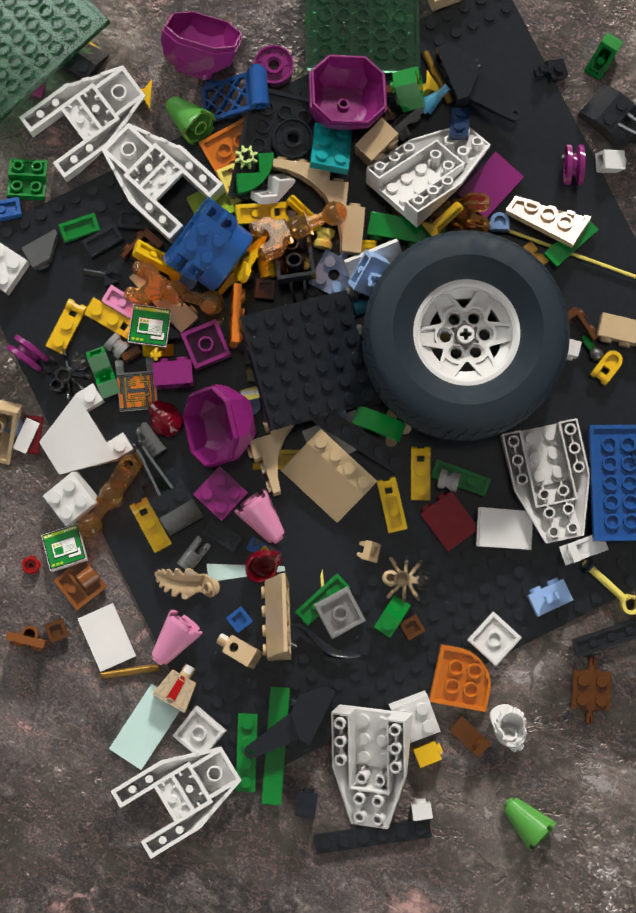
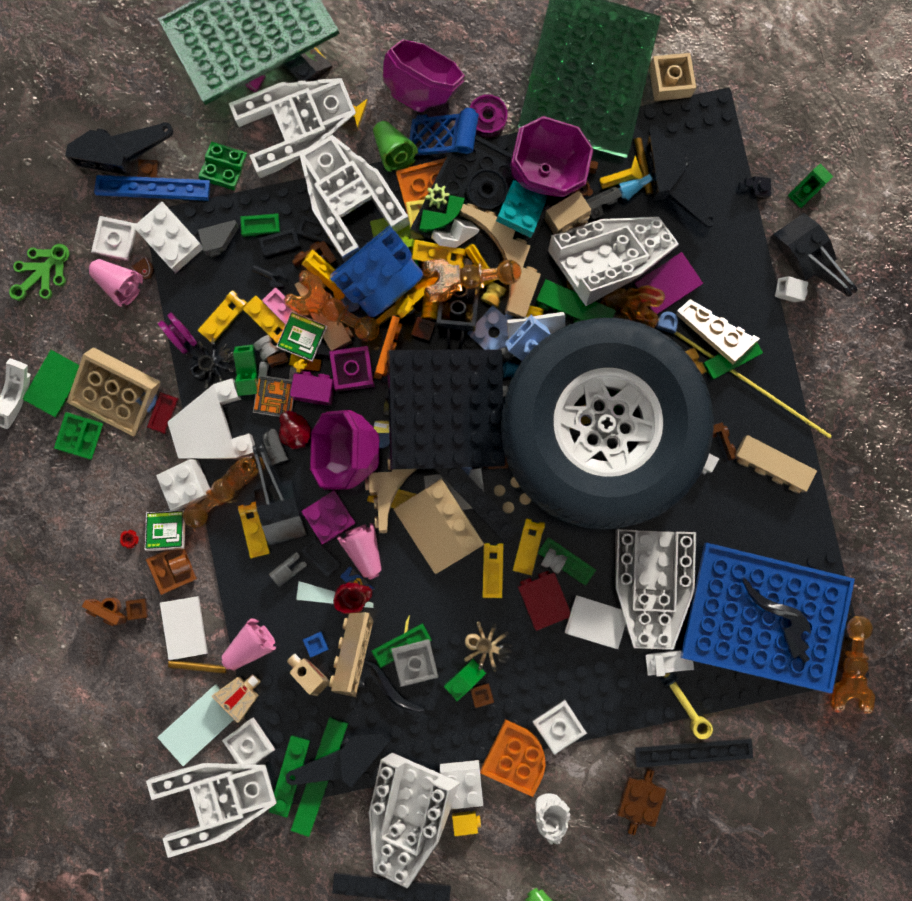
camera: 20 degrees right, 0 degrees up
(26, 435) = (156, 412): white sticker -> none
(187, 583) = (274, 596): tan plant -> none
(306, 803) = (334, 842): black slope -> none
(370, 552) = (460, 611): tan tile -> none
(379, 423) = (500, 488): green brick -> none
(408, 89) = (612, 169): green brick -> none
(421, 810) = (445, 877): white plate -> none
(443, 220) = (603, 311): yellow piece -> none
(459, 123) = (653, 216): dark blue plate -> none
(469, 736) = (511, 817): reddish brown bracket -> none
(549, 597) = (623, 700): light blue brick -> none
(574, 164) = (755, 283): magenta wheel -> none
(595, 352) = (729, 472): piece -> none
(612, 361) = (743, 484): yellow plate -> none

